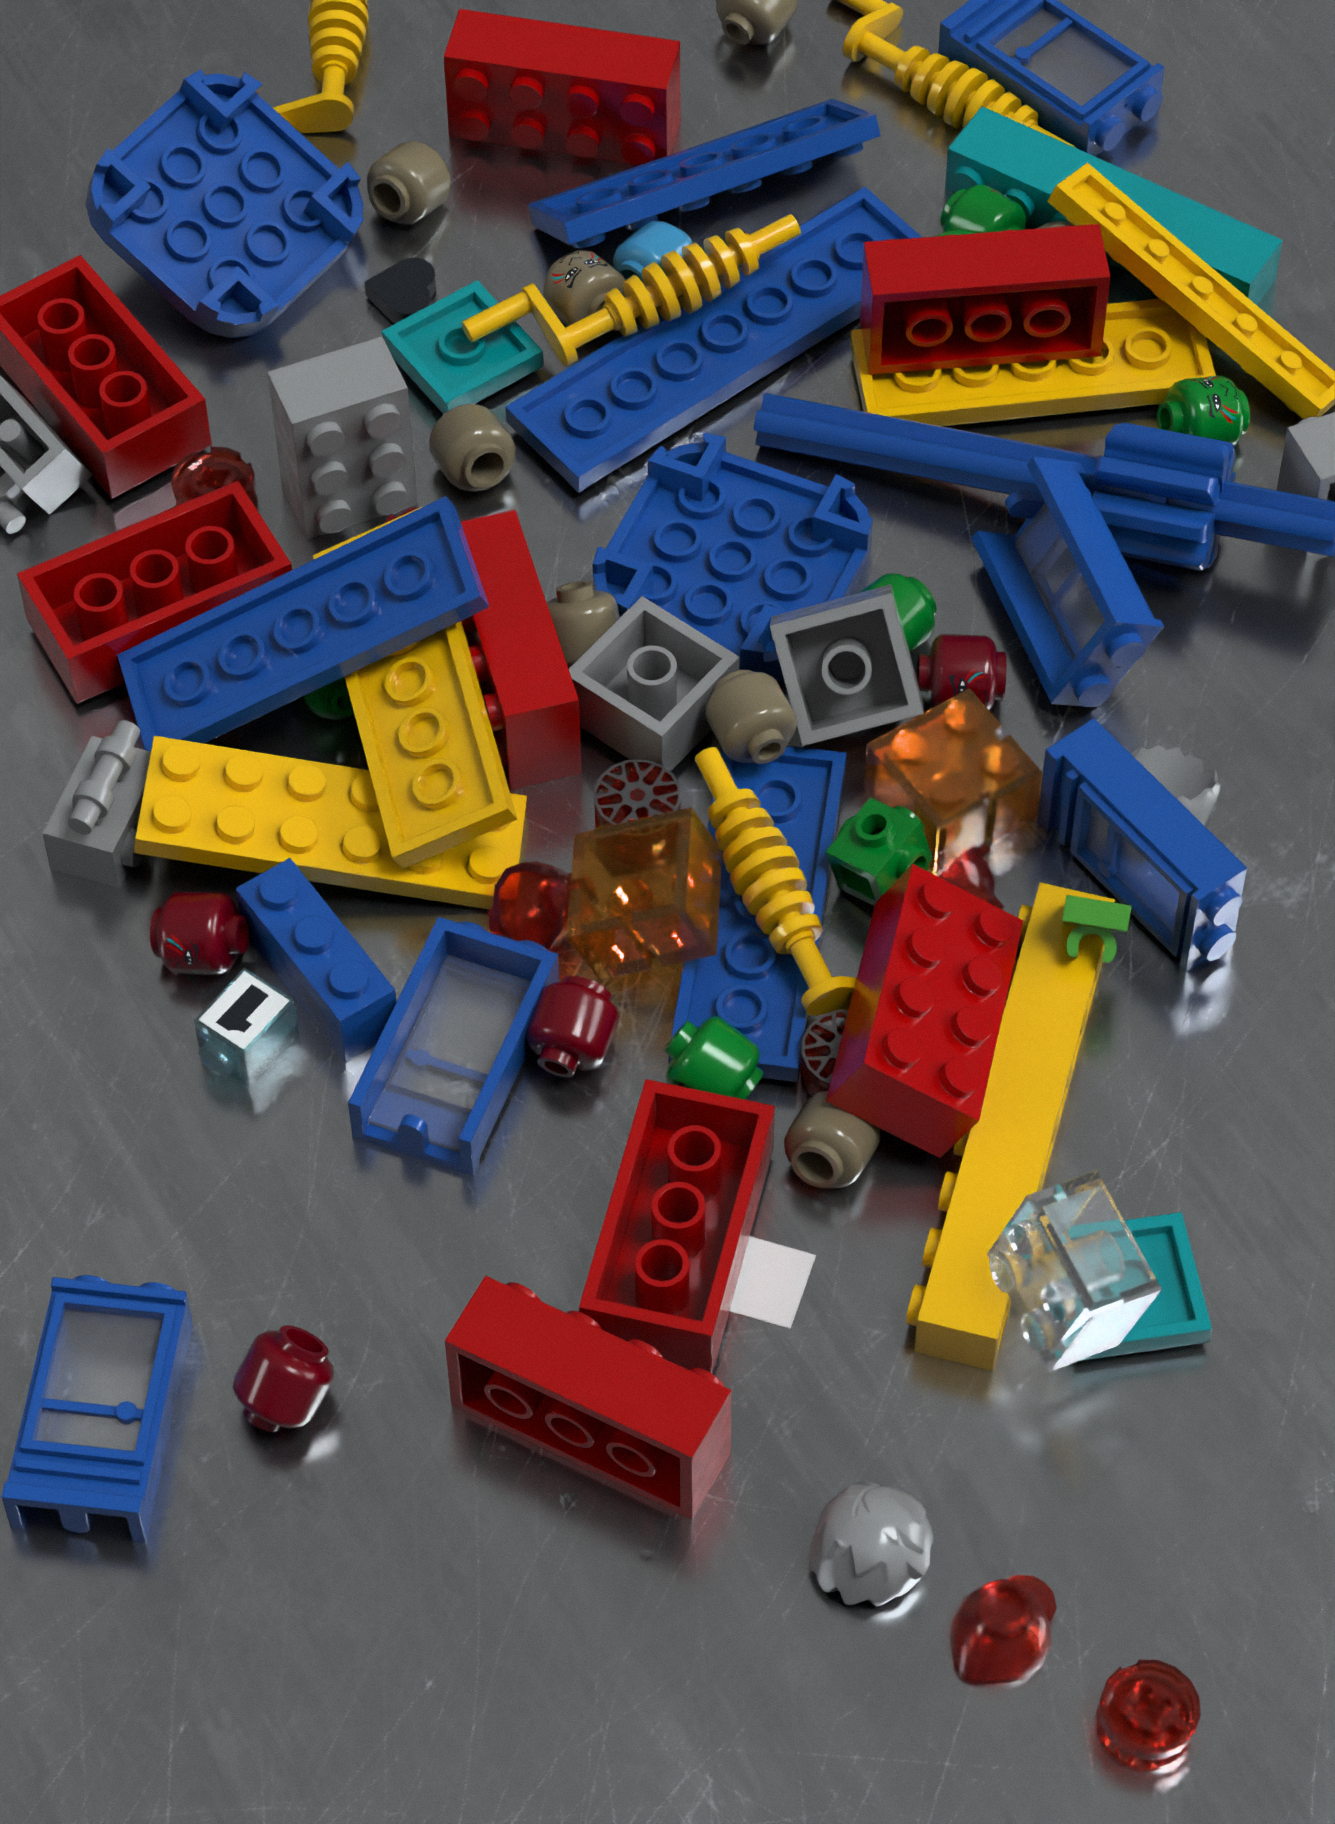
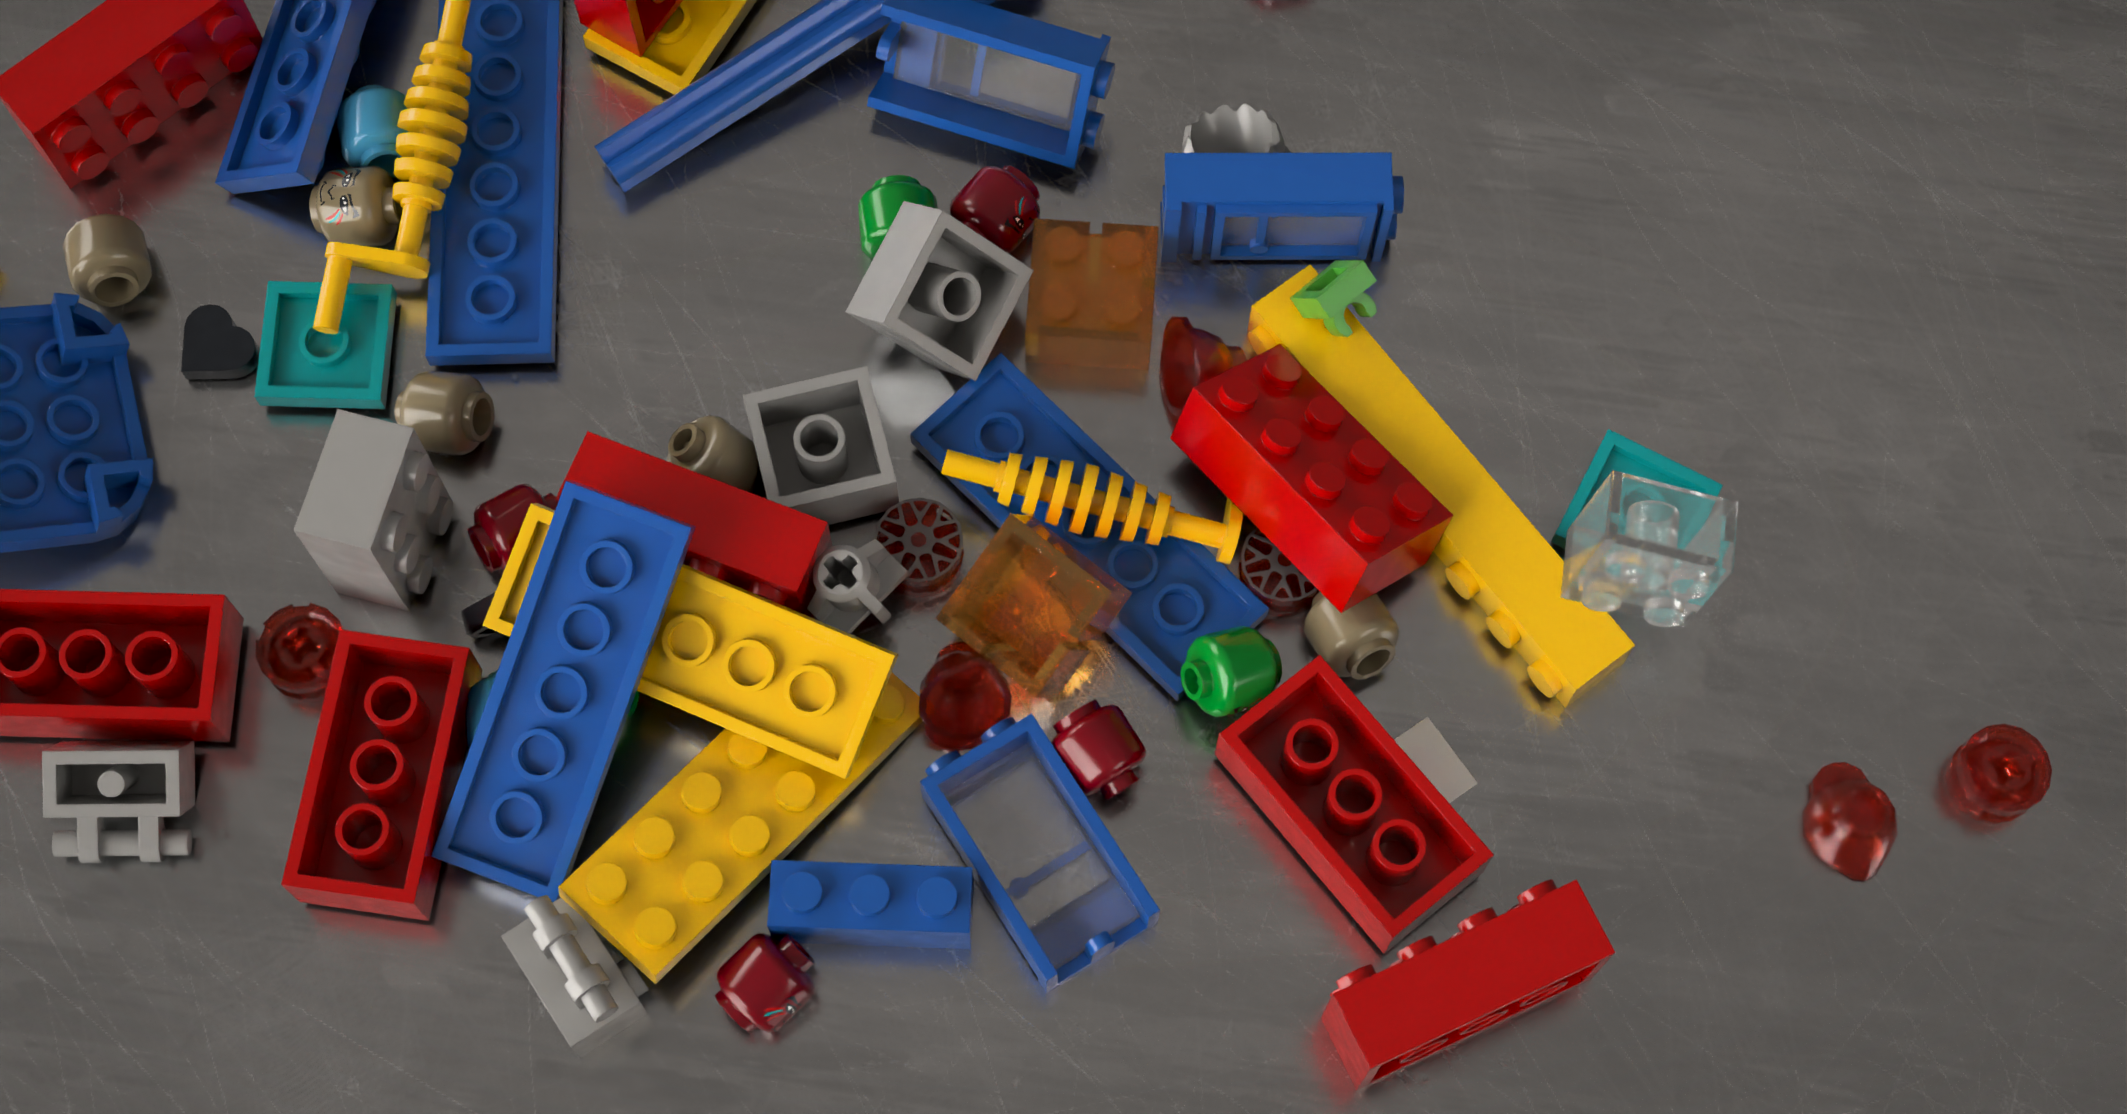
camera: 55 degrees left, 15 degrees up
(246, 1028) = (892, 1011): brick -> none
(557, 769) = (854, 584): none -> light grey piece
(734, 546) = (725, 292): blue tile -> none
(749, 716) = (926, 399): dark tan head -> none
(871, 1544) = (1722, 864): light grey hair -> none
(877, 849) = (1133, 415): green brick -> none

